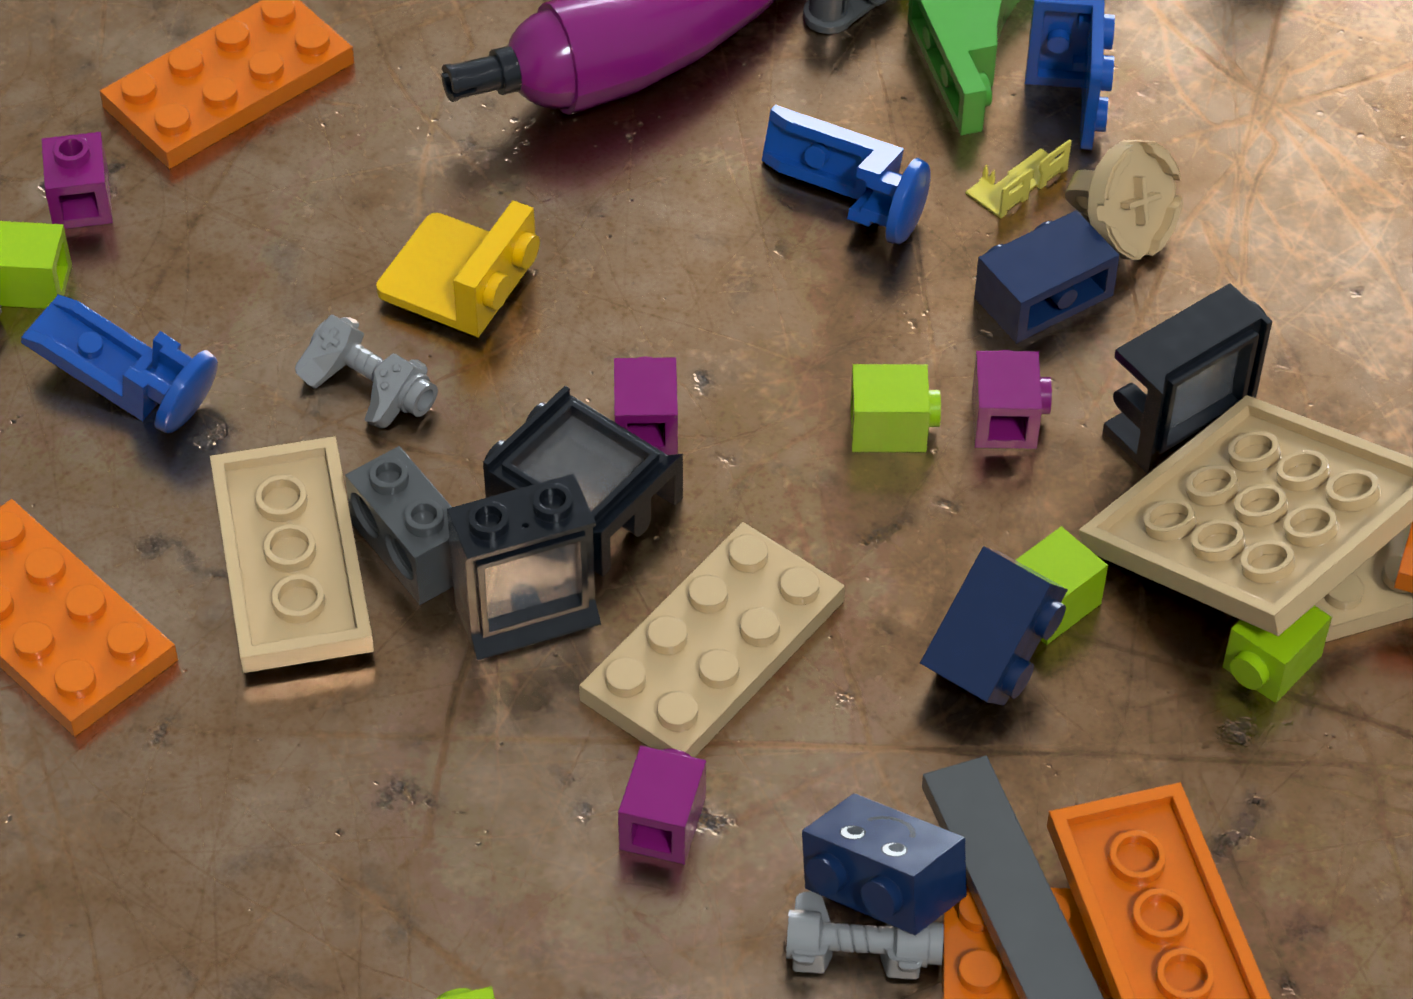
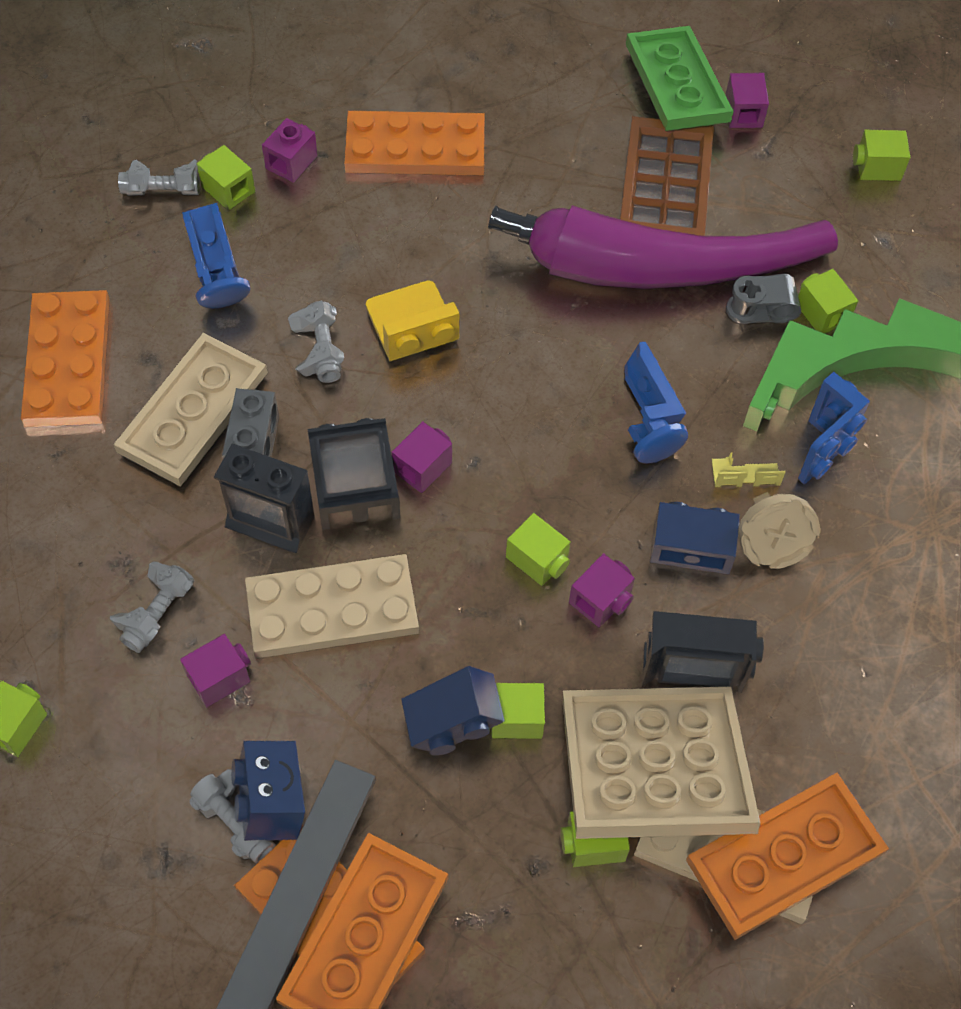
camera: 40 degrees right, 10 degrees up
(510, 827) = (140, 624): none -> light grey piece

